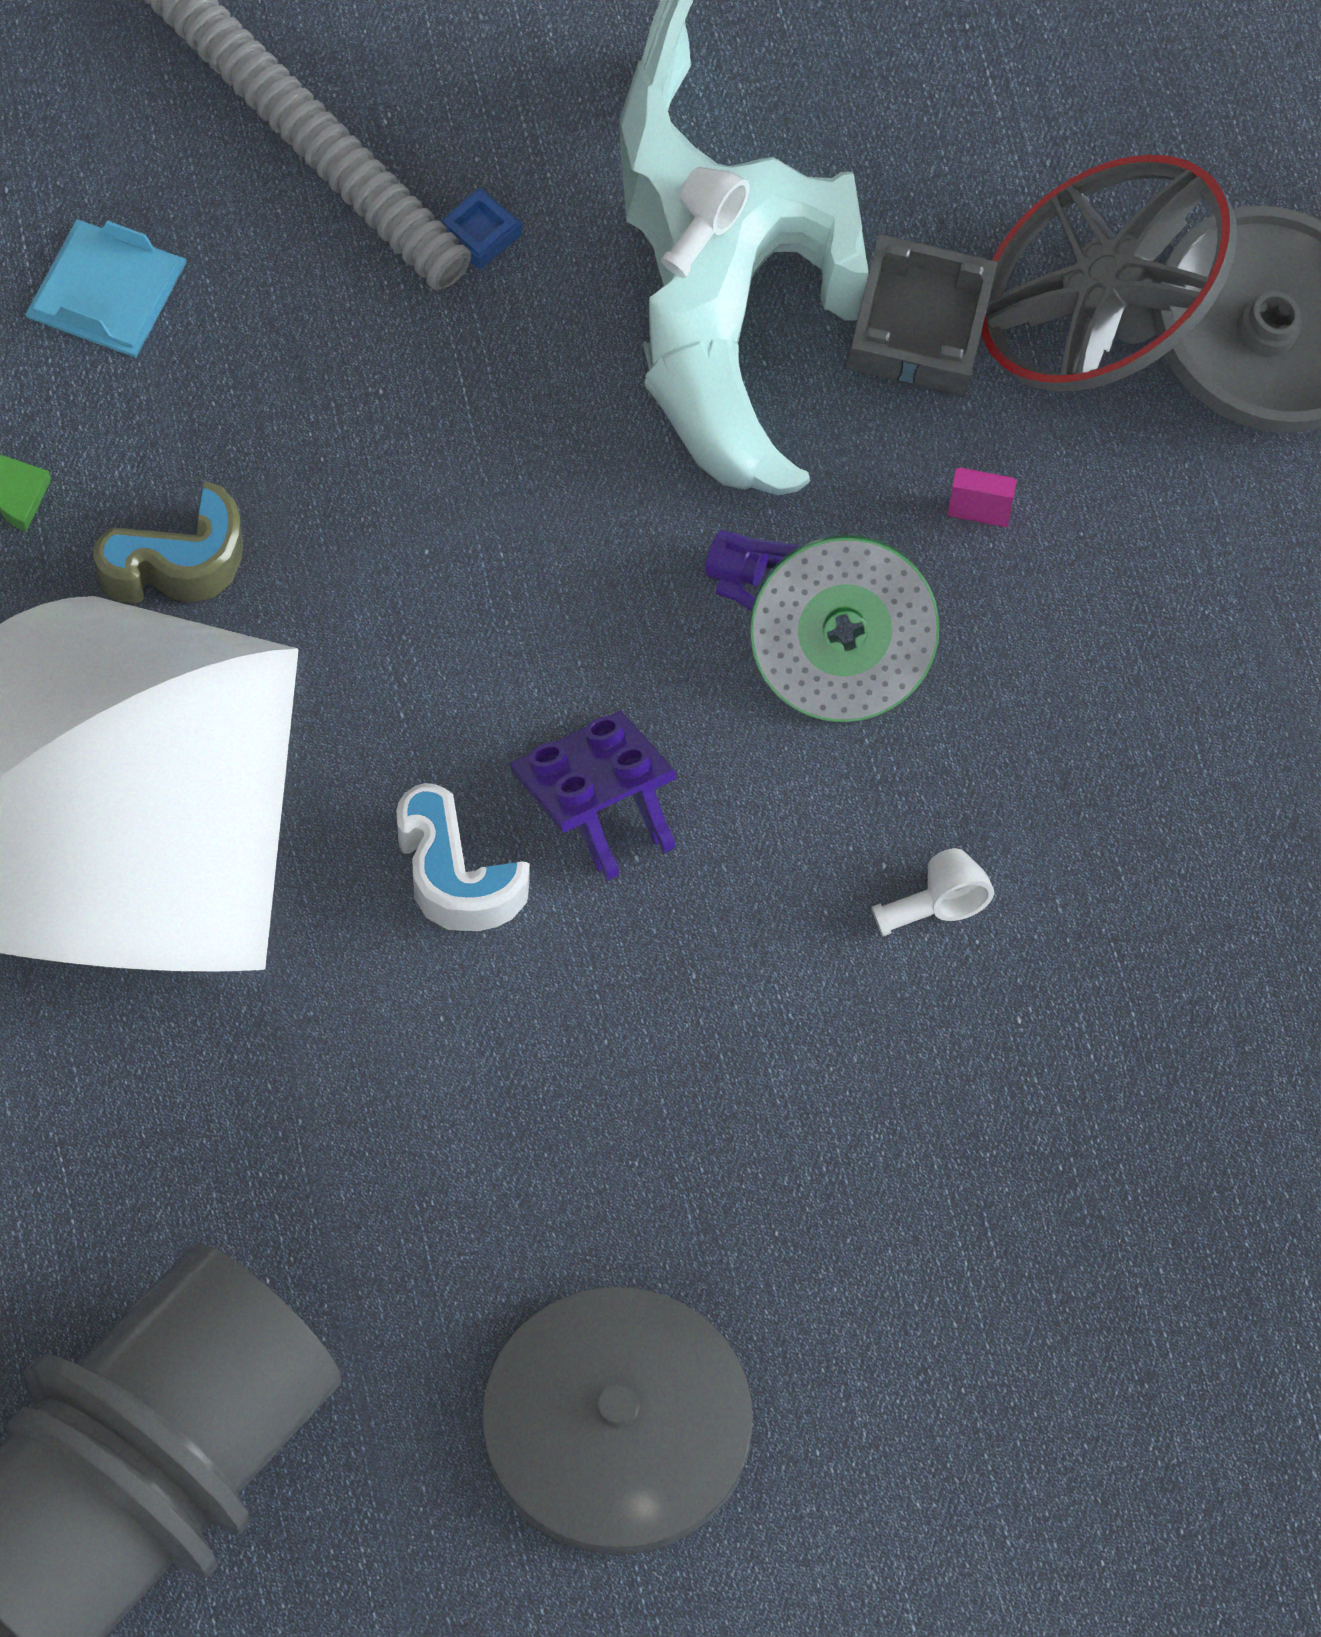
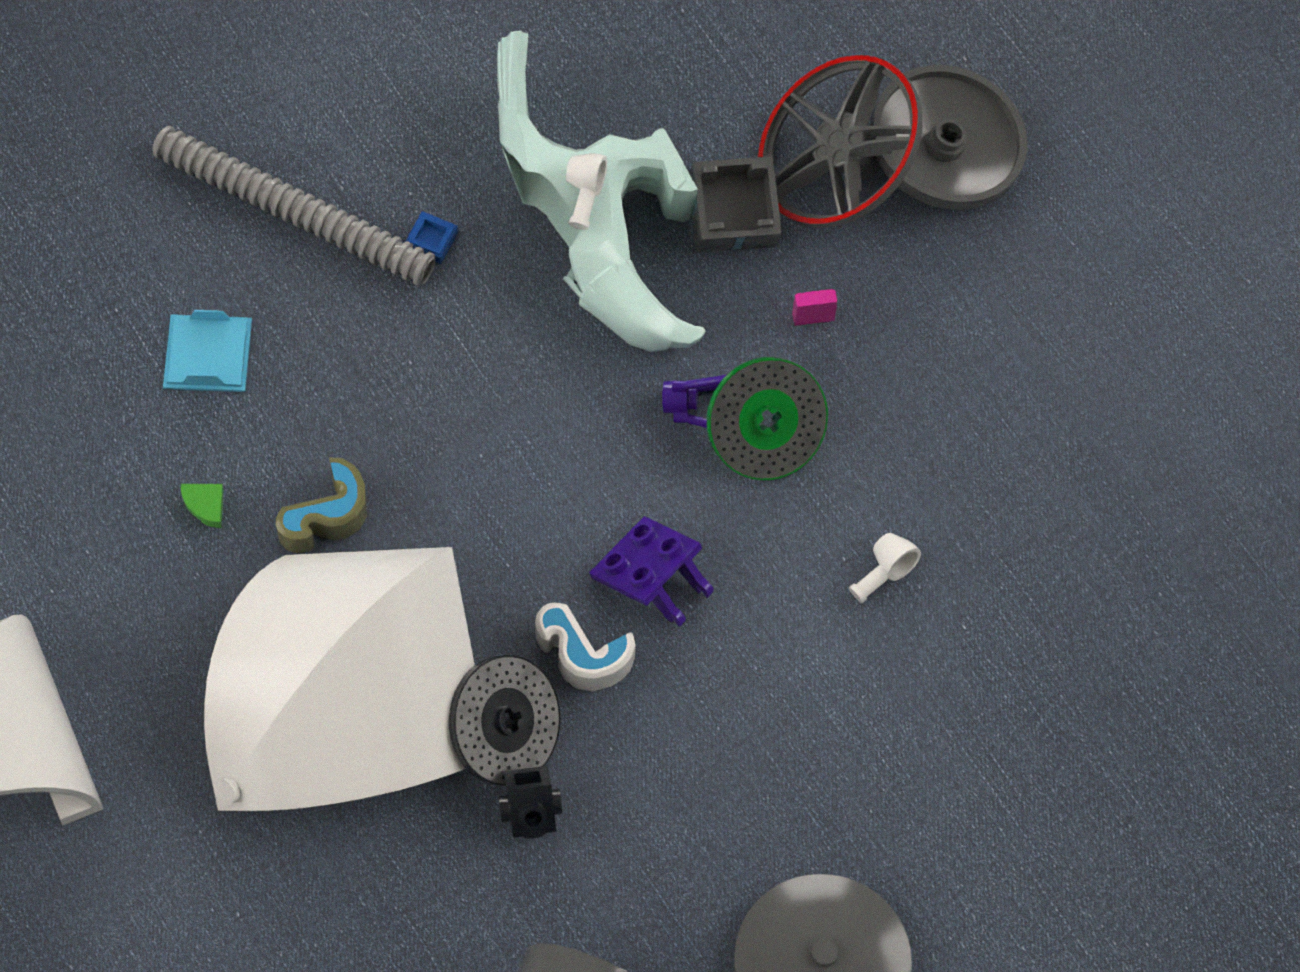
camera: 20 degrees left, 0 degrees up
(259, 896) = (479, 706): none -> piece
(289, 1050) = (530, 802): none -> black brick

